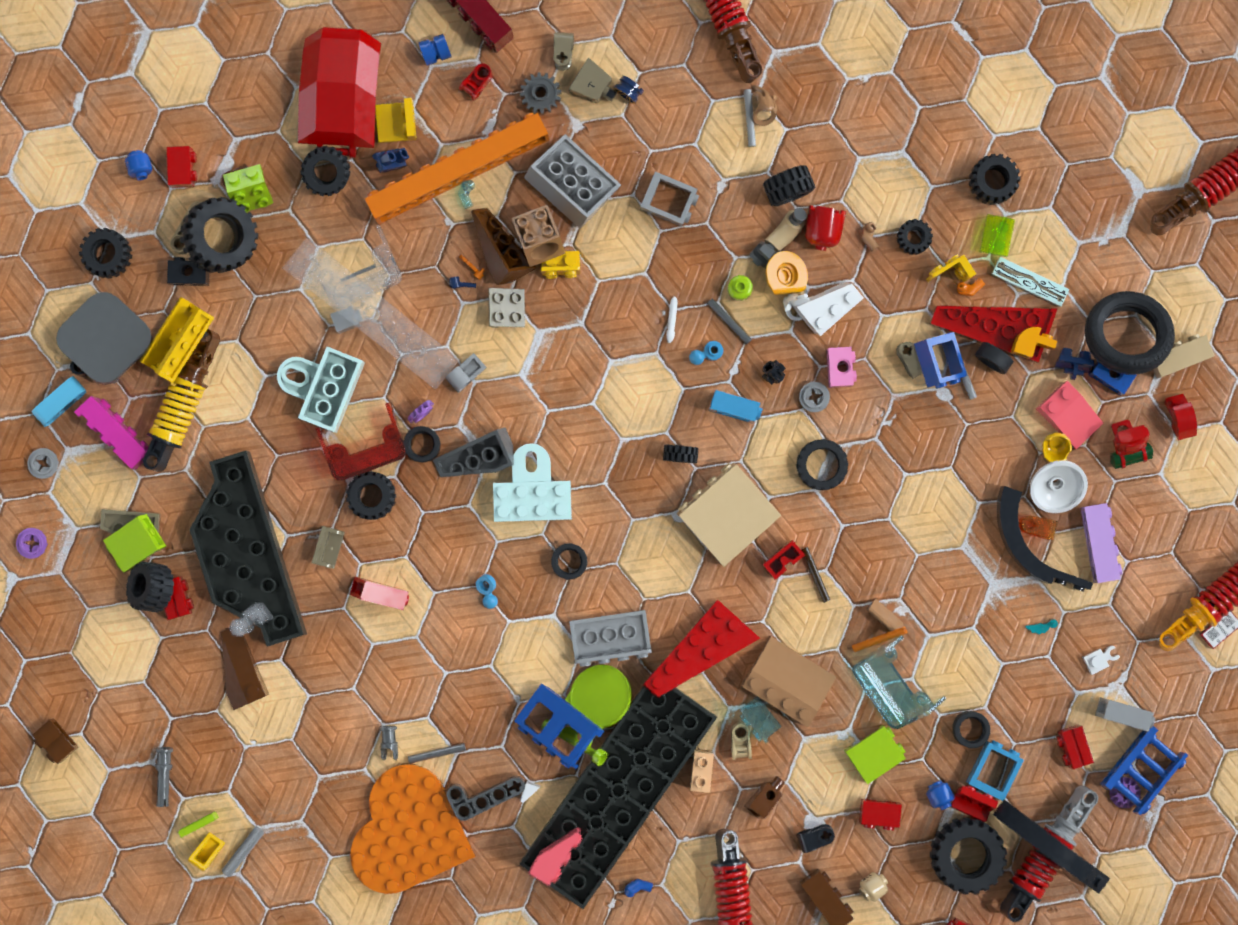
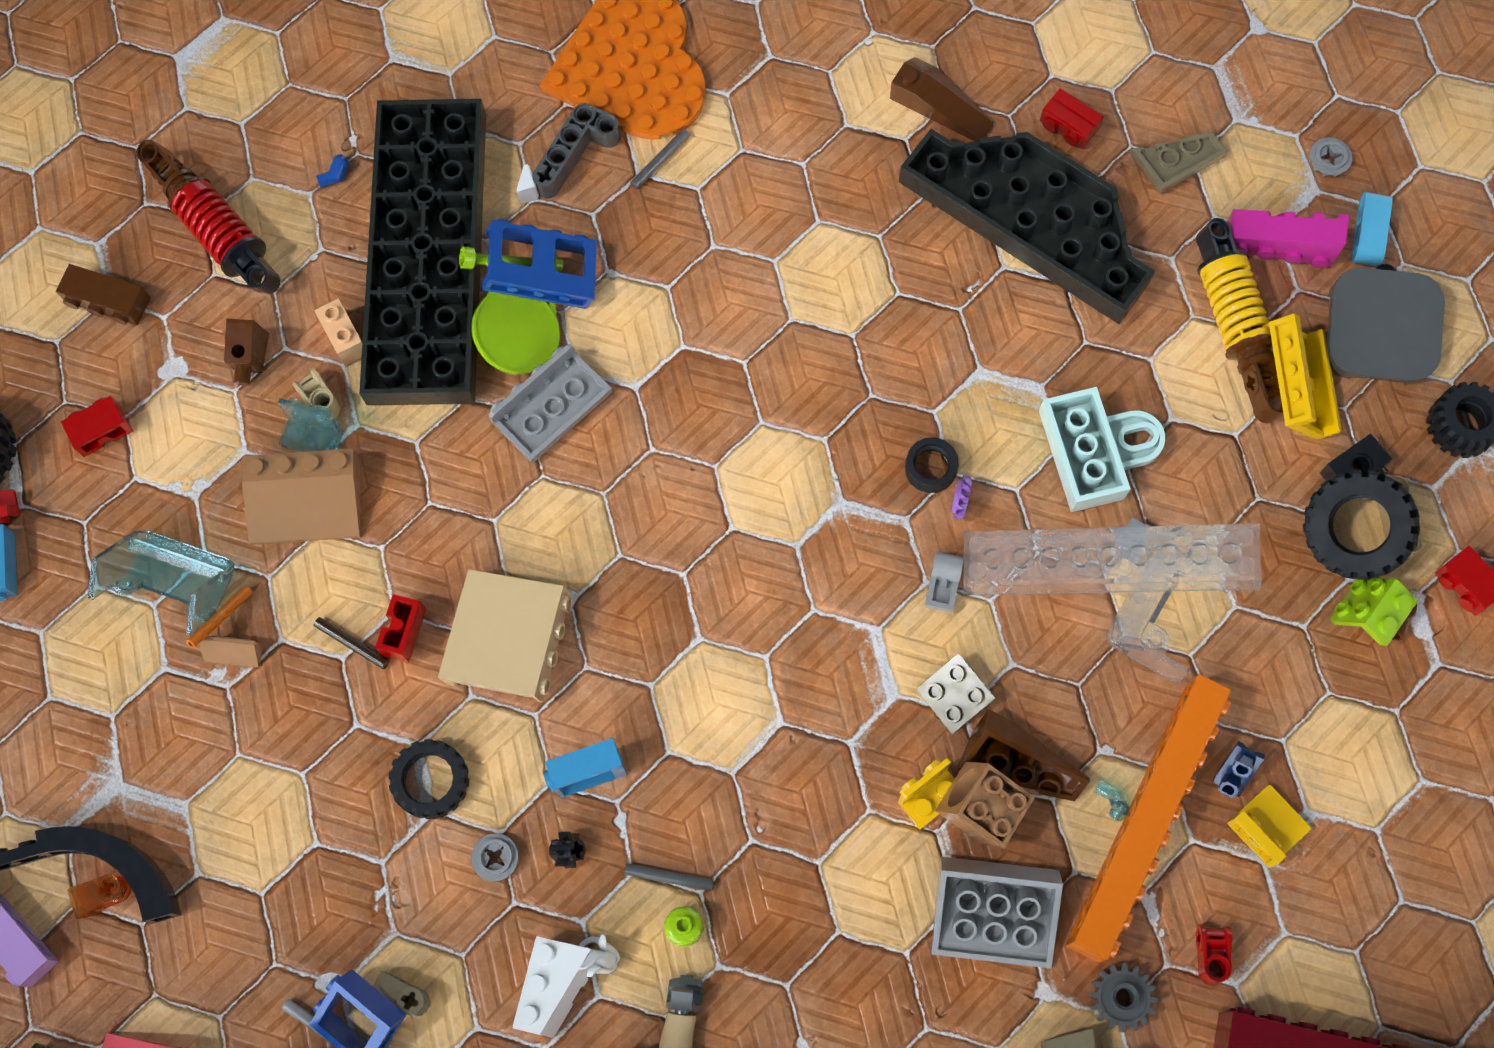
camera: 150 degrees right, 15 degrees down
(27, 535) = (1269, 62): medium lavender gear -> none
(134, 543) = (1162, 140): lime panel -> none
(149, 587) = (1107, 103): black tyre -> none
(256, 614) = (968, 138): clear legs -> none
(317, 185) = (1308, 676): black tyre -> none
(328, 547) = (948, 282): dark tan hinge -> none
(338, 89) = (1374, 812): red windscreen -> none
(347, 466) = (997, 377): clear red windscreen -> none
(354, 492) = (950, 347): black tyre -> none
(379, 593) = (851, 270): slope -> none
(389, 741) = (720, 132): dark grey piece -> none
(434, 49) = (1299, 953): blue wheel -> none
(455, 283) = (1040, 680): dark blue hand -> none
(478, 274) = (1021, 711): orange piece -> none
(484, 455) = (849, 502): dark grey wedge -> none
(489, 600) = (736, 362): dark azure plate -> none
(532, 494) = (757, 496): light aqua brick -> none
(549, 860) = (444, 119): coral slope -> none
(554, 561) = (652, 435): black tyre -> none
(672, 319) = (733, 809): white piece -> none
(680, 454) = (613, 665): black tyre -> none
(692, 200) = (886, 971): light grey window -> none
(697, 357) = (677, 801): dark azure plate -> none
(706, 644) = (428, 474): red wing -> none
(786, 273) = (637, 990): light orange hat -> none
(812, 838) = (160, 349): black piece -> none
(838, 378) = (501, 926): bright pink brick -> none
(873, 887) = (55, 343): tan head -> none
(876, 754) = (141, 485): lime panel -> none
(940, 795) = (34, 492): blue head -> none
(985, 729) = (27, 578): black tyre -> none
(1042, 628) = (21, 773): teal piece -> none
(1056, 447) = (131, 1013): yellow hair -> none
(1059, 495) = (97, 963): white dish -> none

